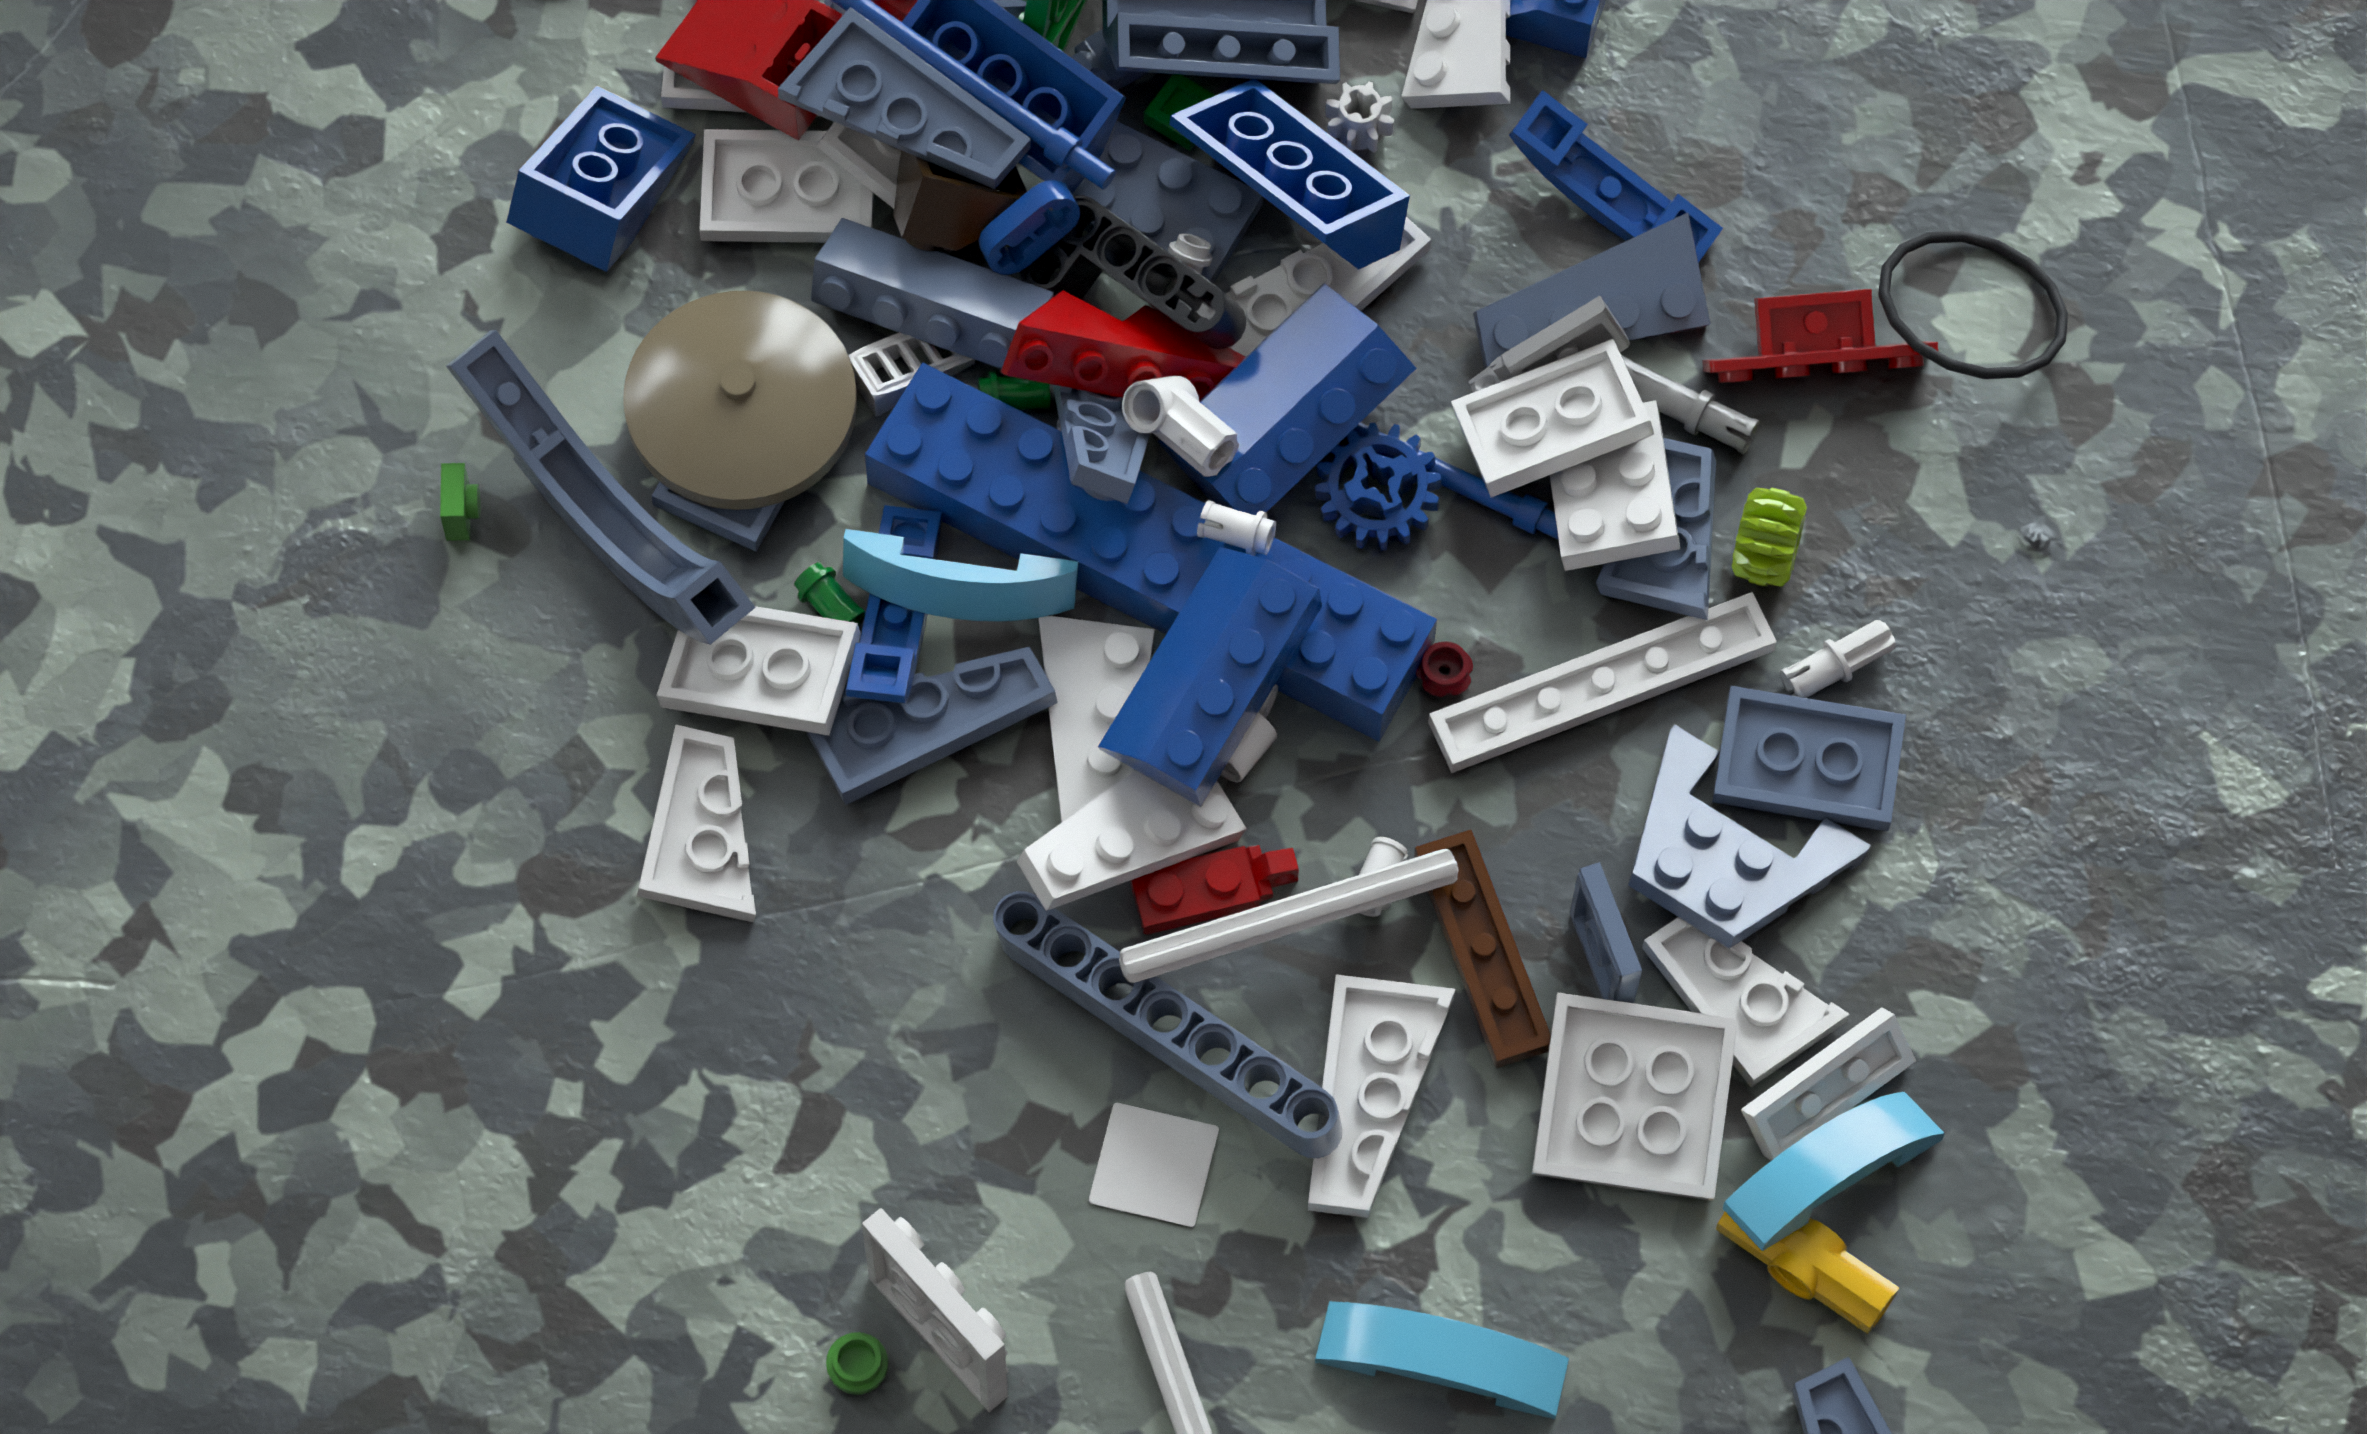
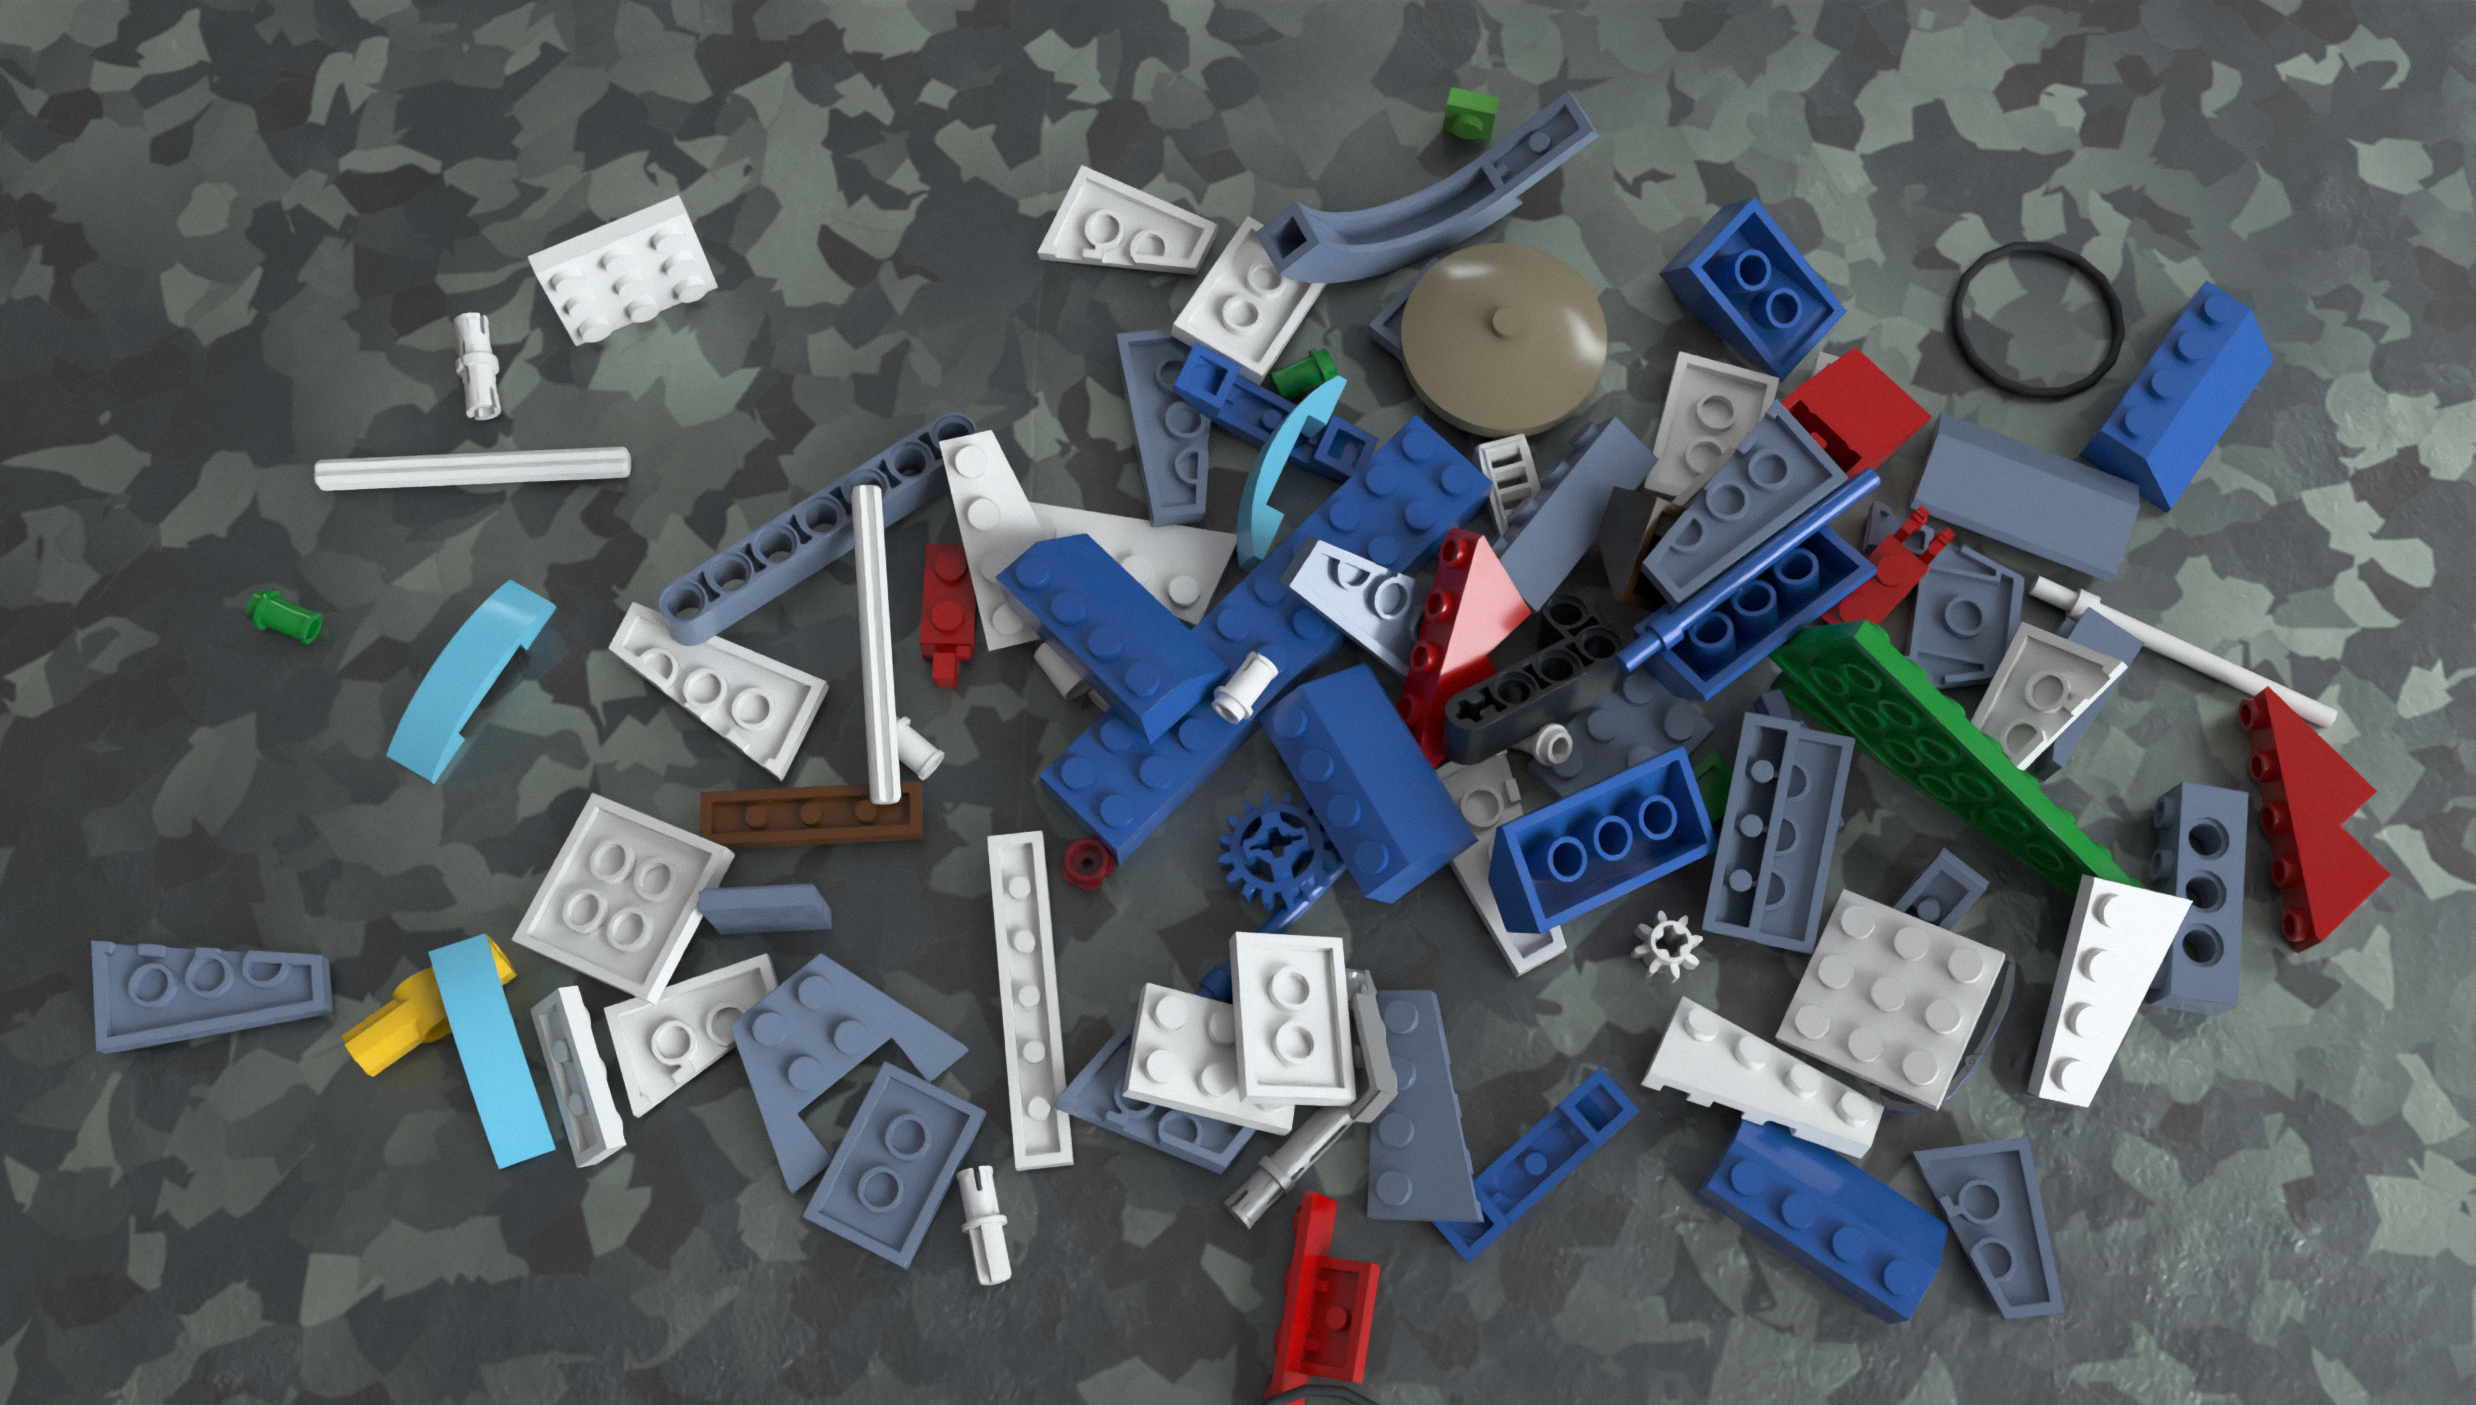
camera: 105 degrees right, 5 degrees up
(1029, 227) = (1599, 596): blue beam -> none
(1153, 1164) = (724, 501): white sticker -> none
(1175, 415) = (1376, 663): white piece -> none
(1769, 536) = (1118, 1191): lime gear -> none

